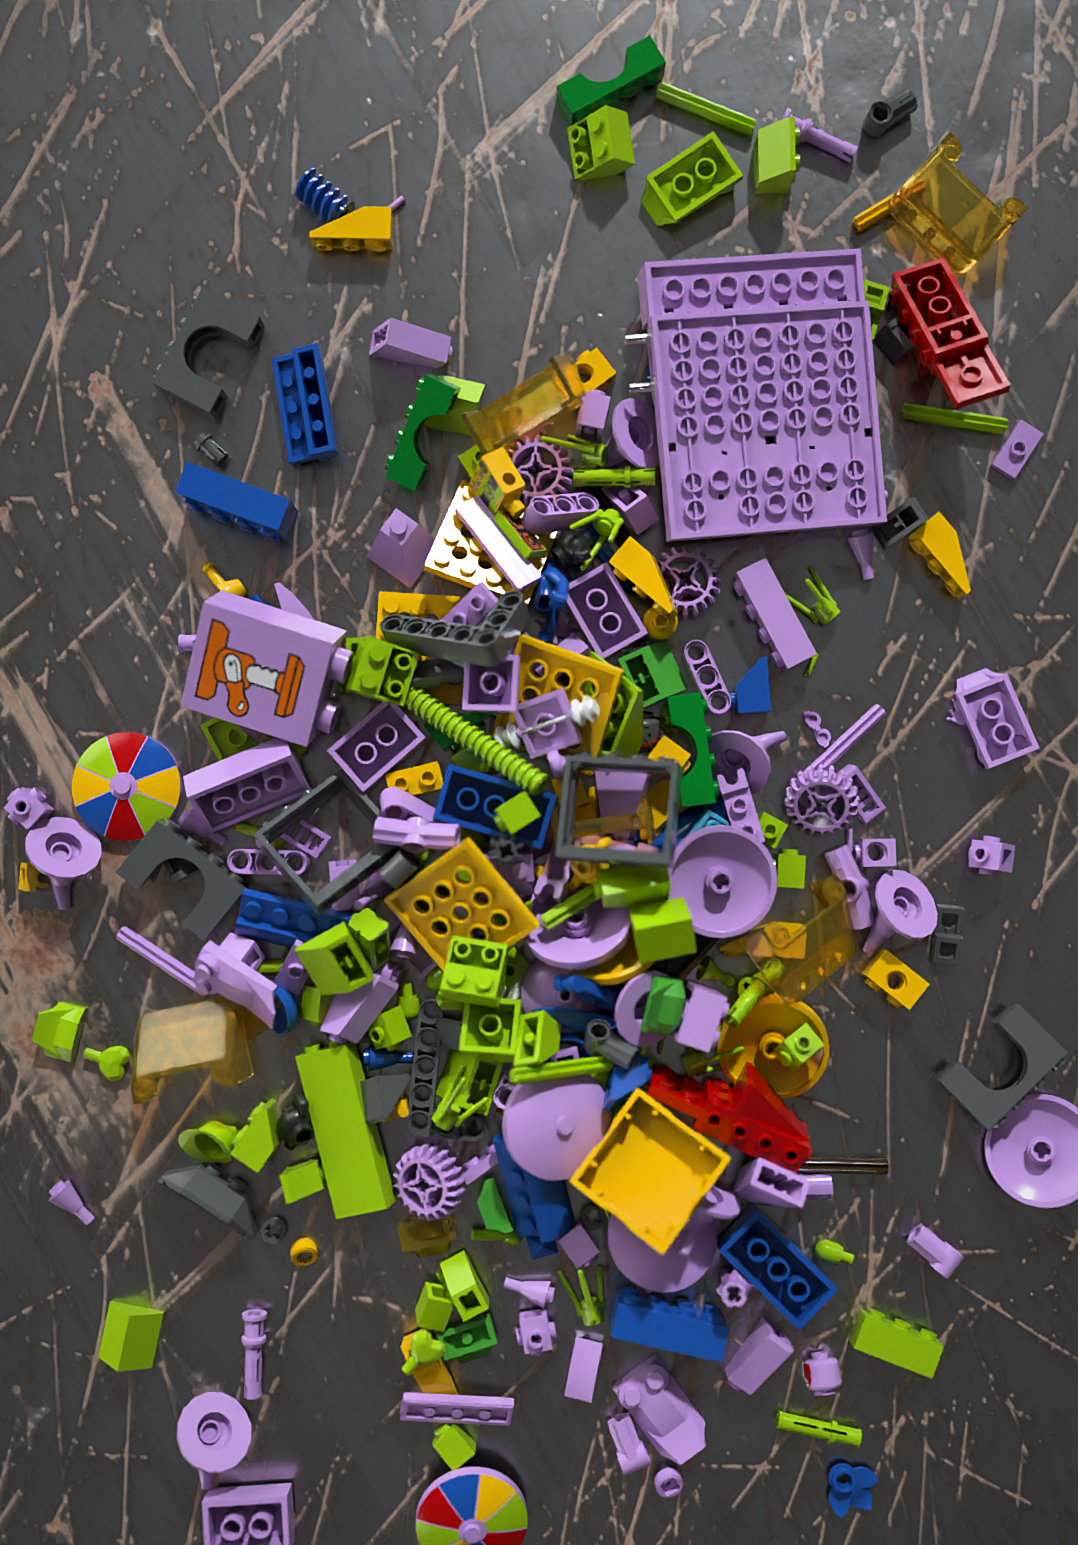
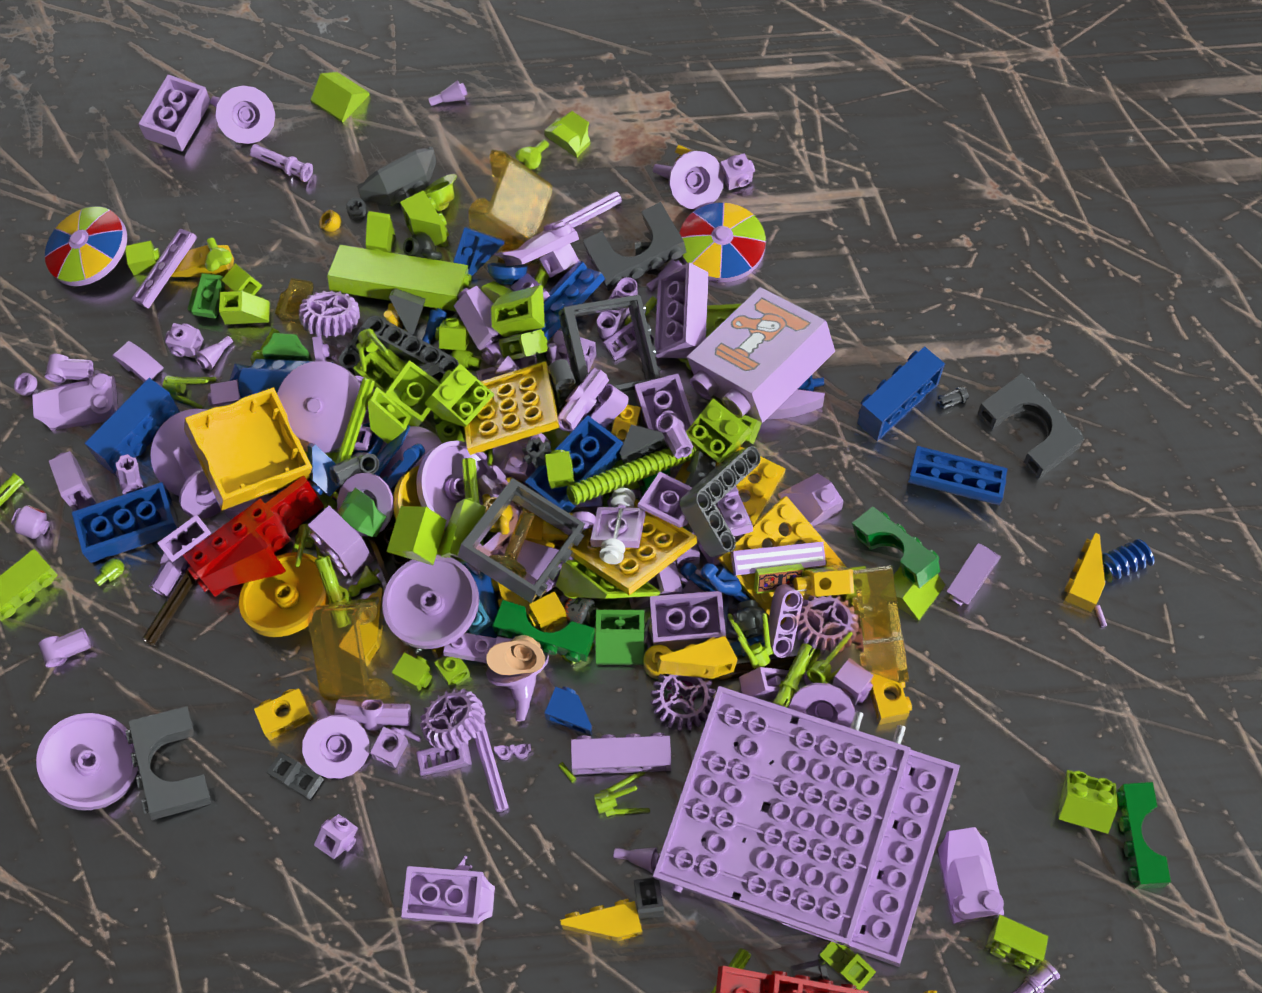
camera: 120 degrees right, 20 degrees down
(231, 586) = (835, 364): yellow bar -> none
(269, 1057) = (476, 249): none -> blue wing
(411, 711) = (675, 434): none -> lavender piece
(435, 749) = (641, 443): none -> dark grey slope
(690, 181) = (1026, 862): lime slope -> none
(705, 108) = (1088, 908): lime axle -> none
(706, 664) = (607, 686): lavender beam -> none
(733, 226) = (969, 877): none -> lavender slope
(735, 758) = (516, 656): none -> light nougat piece
(798, 1047) = (274, 604): lime brick -> none

